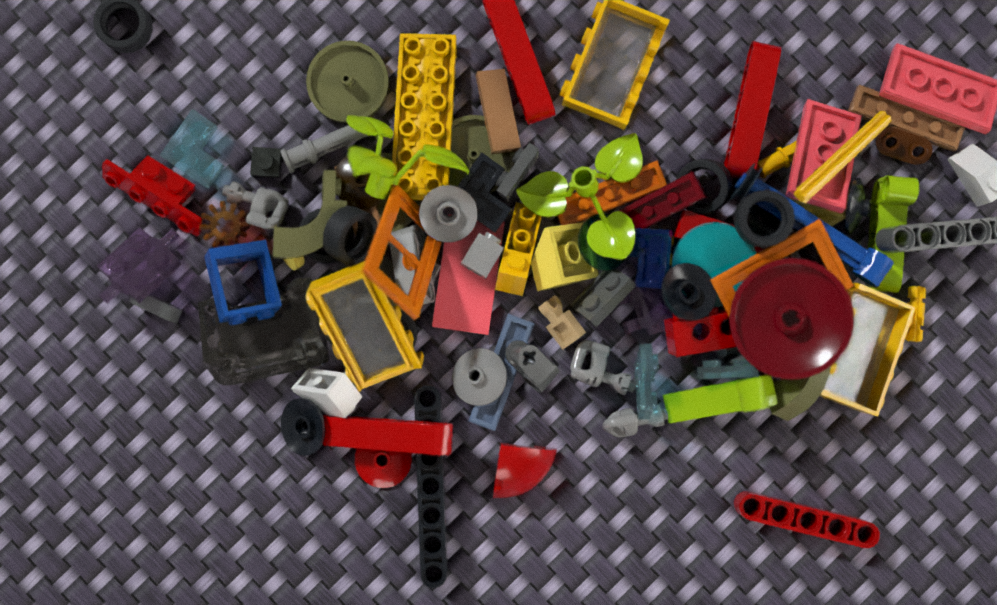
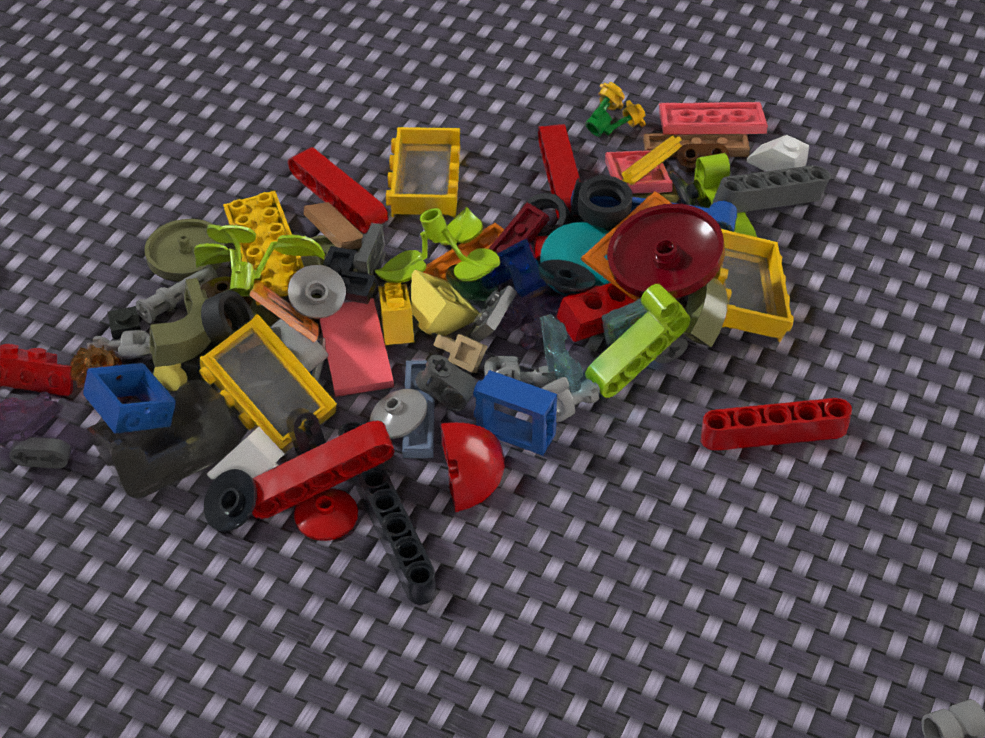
camera: 20 degrees left, 40 degrees down
(187, 152) = (45, 330): clear light blue plate -> none
(386, 387) = (312, 430): none -> black beam
(482, 254) = (361, 317): light grey brick -> none
(578, 430) = (522, 398): none -> blue window
(845, 34) = (611, 98): none -> plant
(916, 295) = (789, 266): yellow axle -> none

